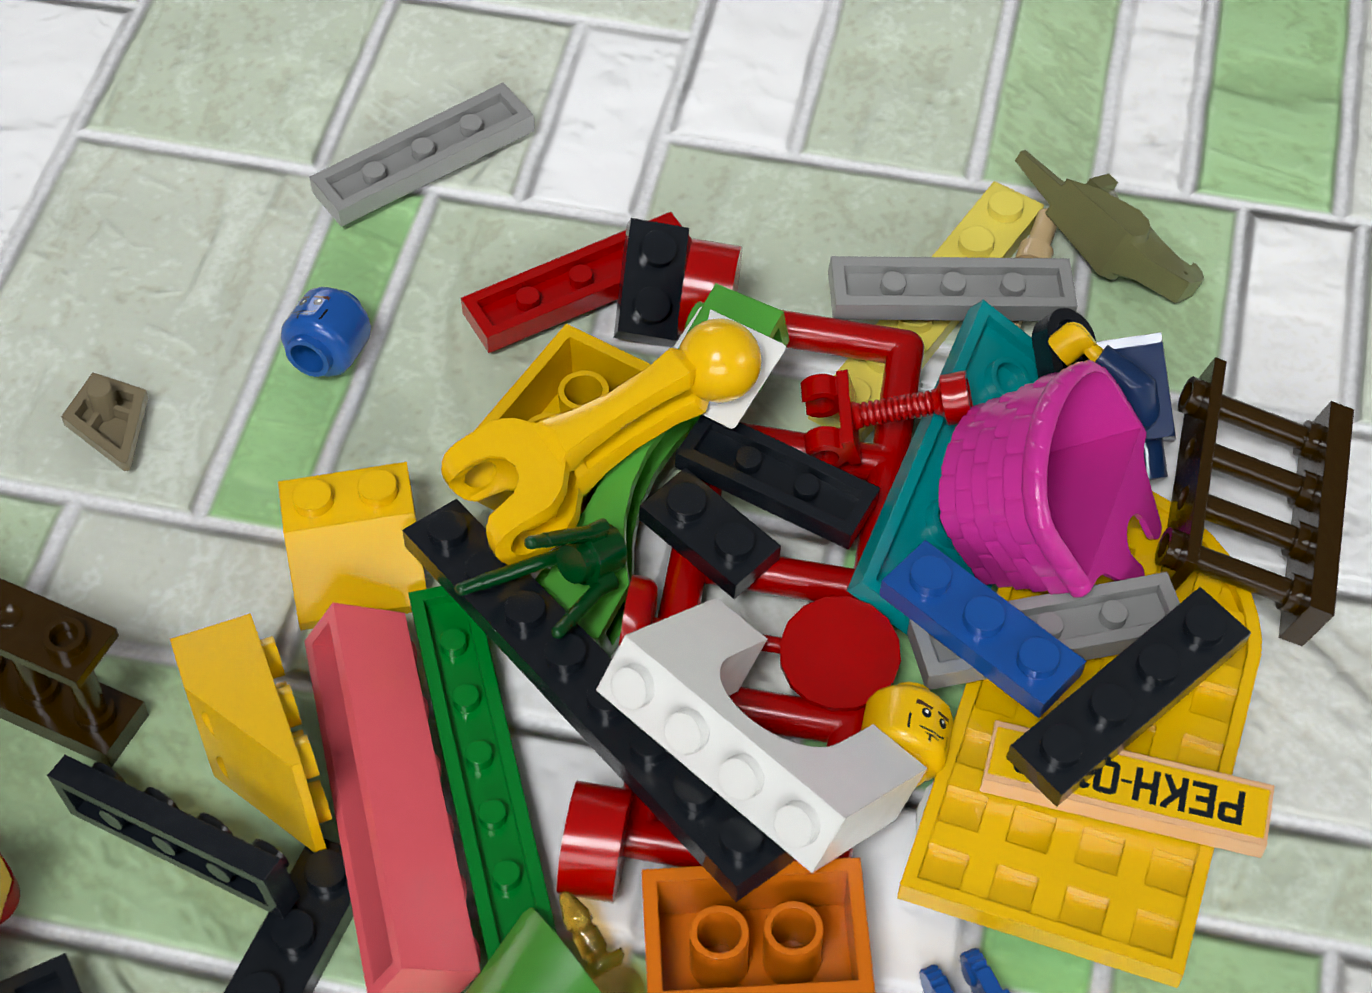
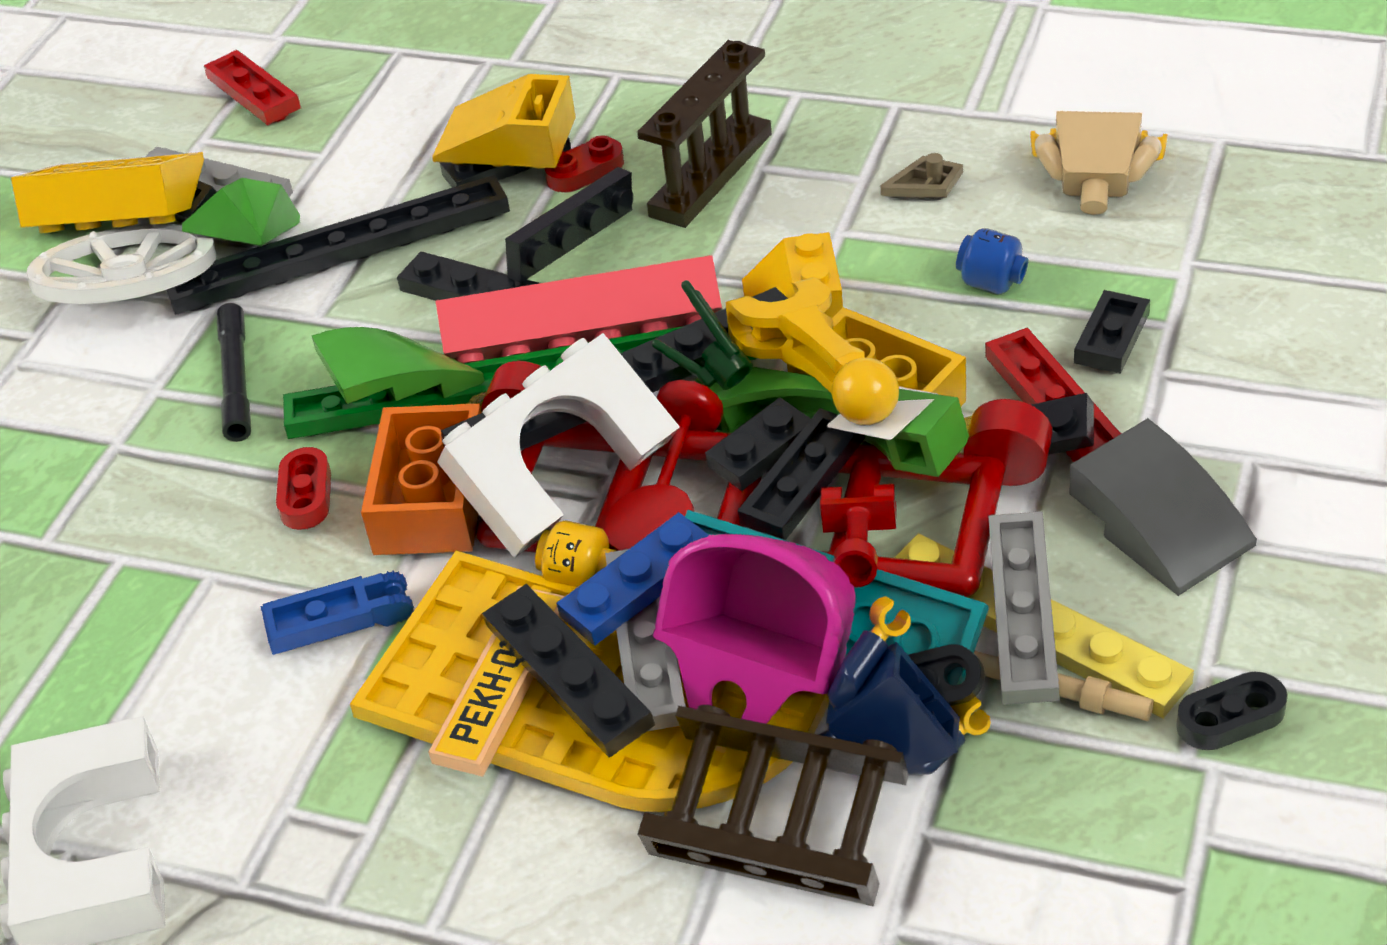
camera: 100 degrees right, 10 degrees down
(122, 229) = (1097, 154): none -> tan torso
(248, 725) = (624, 229): yellow slope -> none
(422, 154) = (1200, 307): light grey plate -> none
(462, 228) = (1112, 331): none -> black plate
(764, 194) = (1160, 506): none -> dark grey slope
(1047, 142) = (1223, 711): none -> black plate
(1111, 232) = (1115, 751): olive animal -> none

